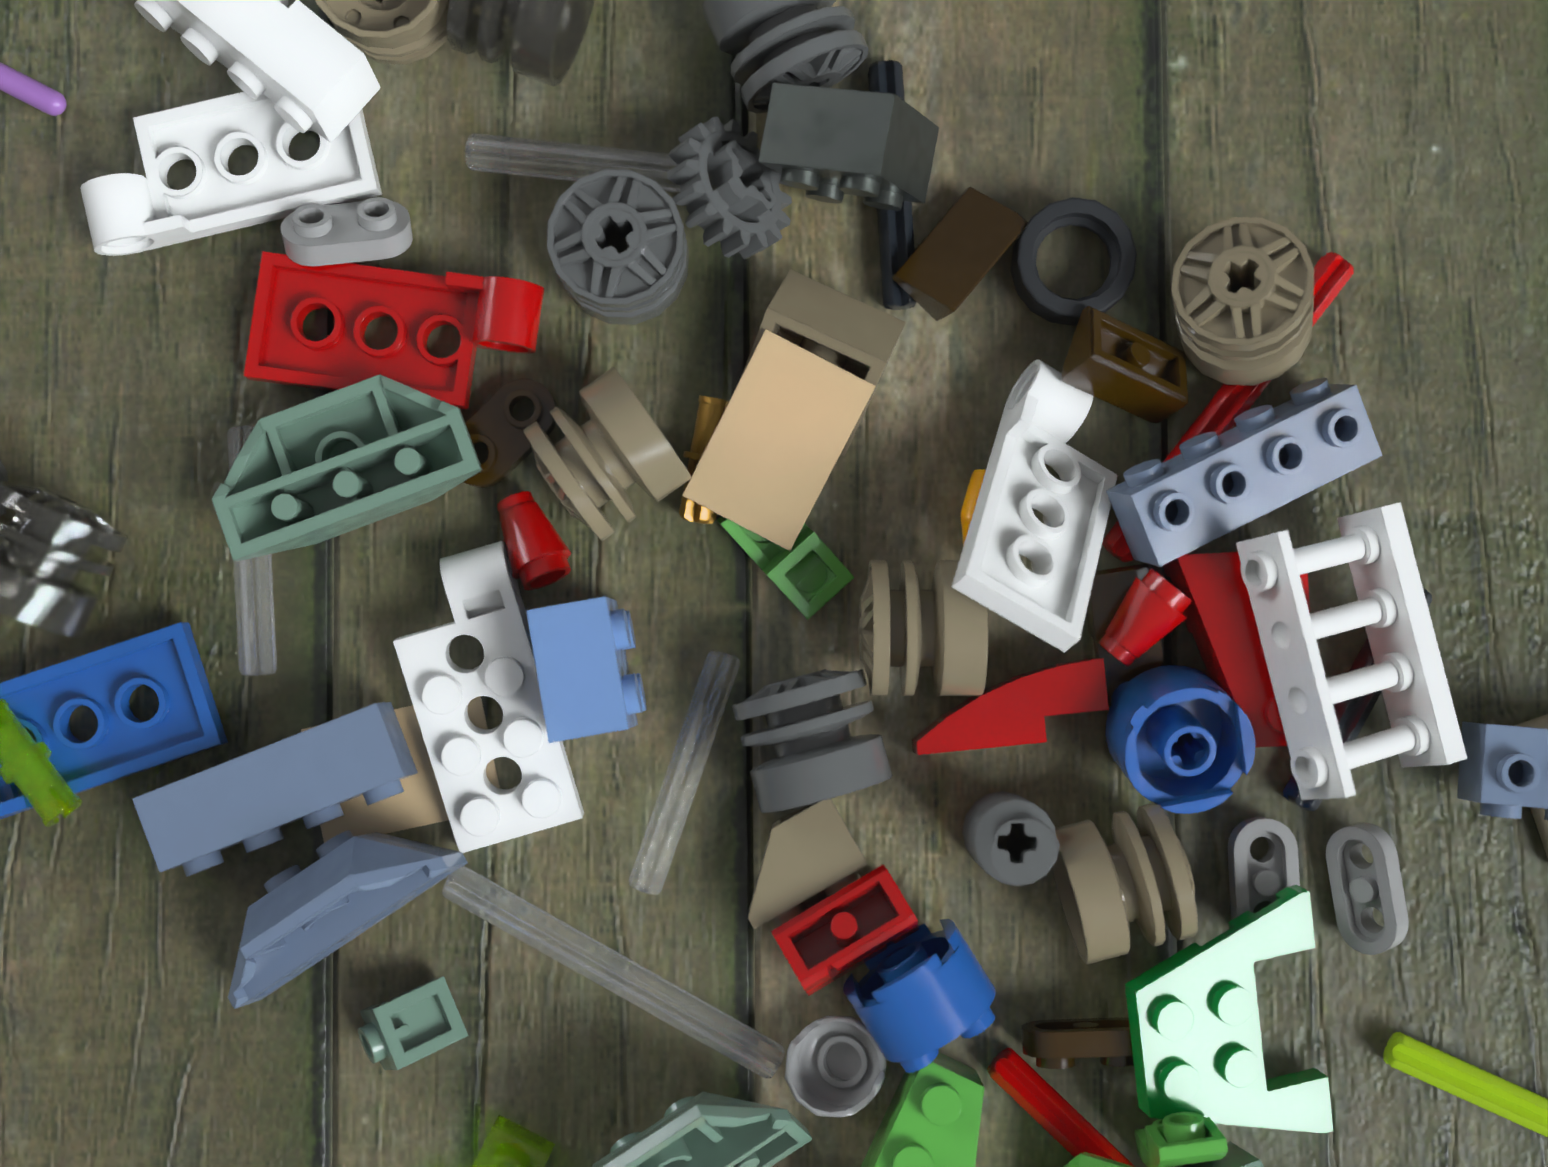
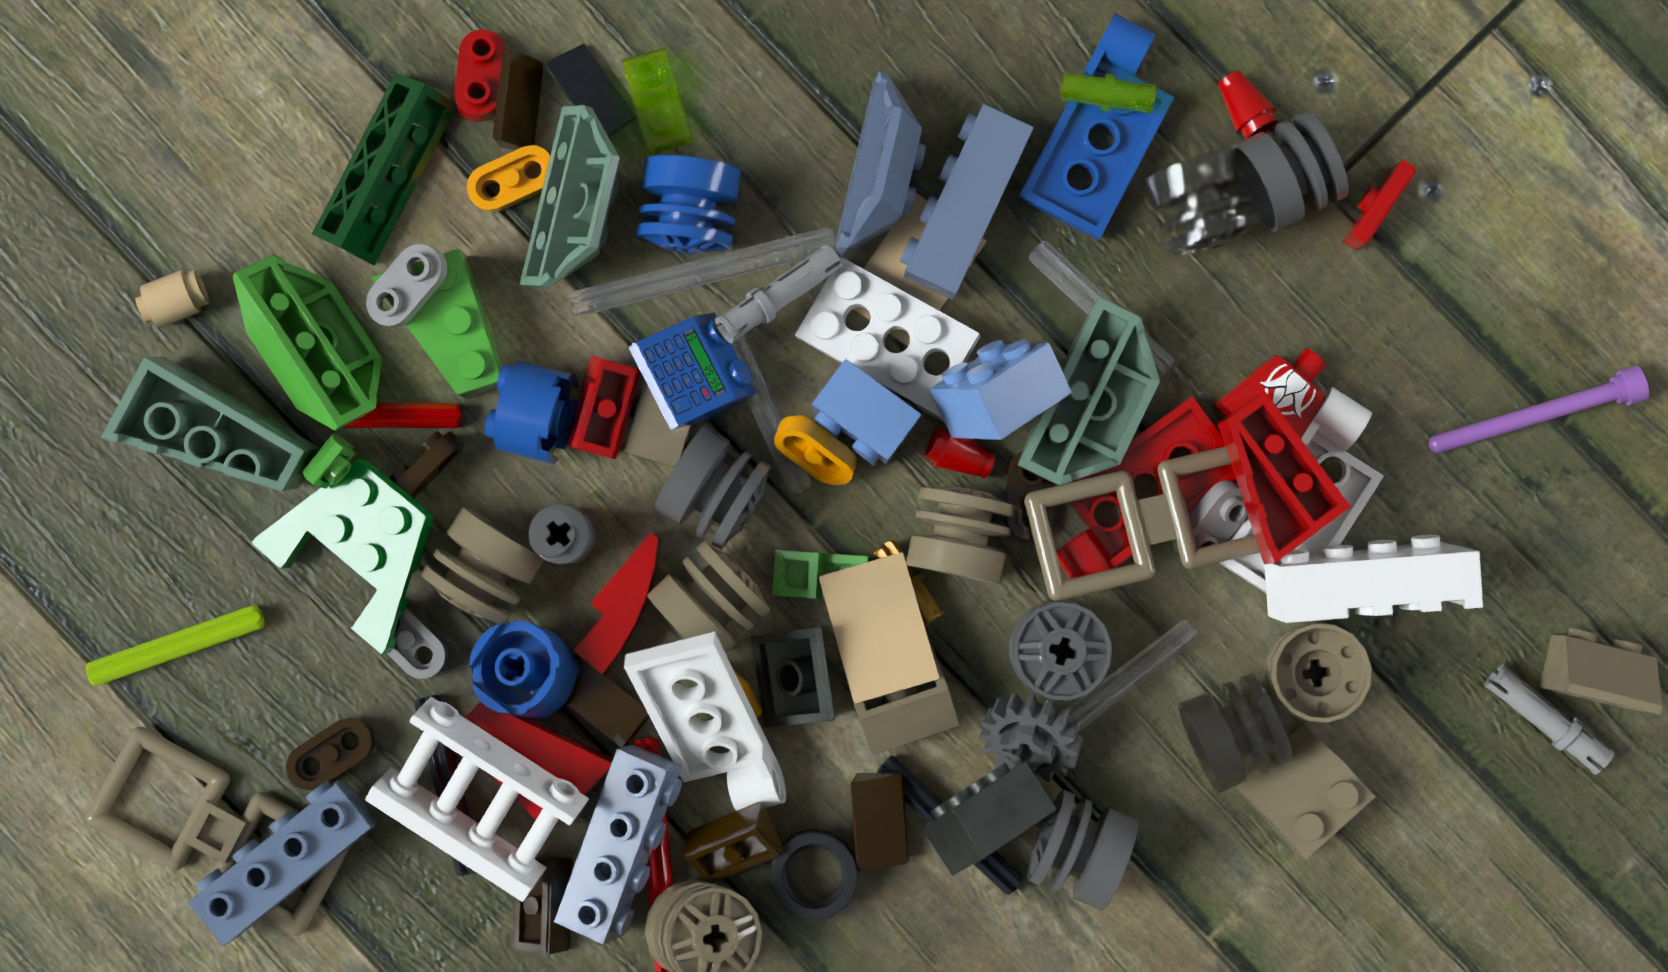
camera: 140 degrees right, 0 degrees up
(168, 290) = (1287, 387): none -> torso
(229, 201) = (1278, 478): none -> red wedge
(397, 283) = (1146, 523): none -> dark tan bar
(411, 1025) = (781, 145): sand green bracket -> none
(422, 559) = (999, 389): none -> medium blue brick
(547, 1067) = (689, 198): none -> blue wheel
(579, 879) = (764, 303): none -> light grey pin
(672, 680) = (815, 450): none -> light orange plate
(718, 880) = (692, 371): none -> blue slope
(834, 1067) = (542, 332): light grey hair -> none
(909, 474) = (793, 677): none -> pearl dark grey slope
(1144, 617) = (599, 718): red cone -> none
(1364, 886) = (351, 686): light grey plate -> none
(1390, 479) = (535, 916): none -> dark brown slope
(1445, 839) = (331, 752): none -> dark brown plate

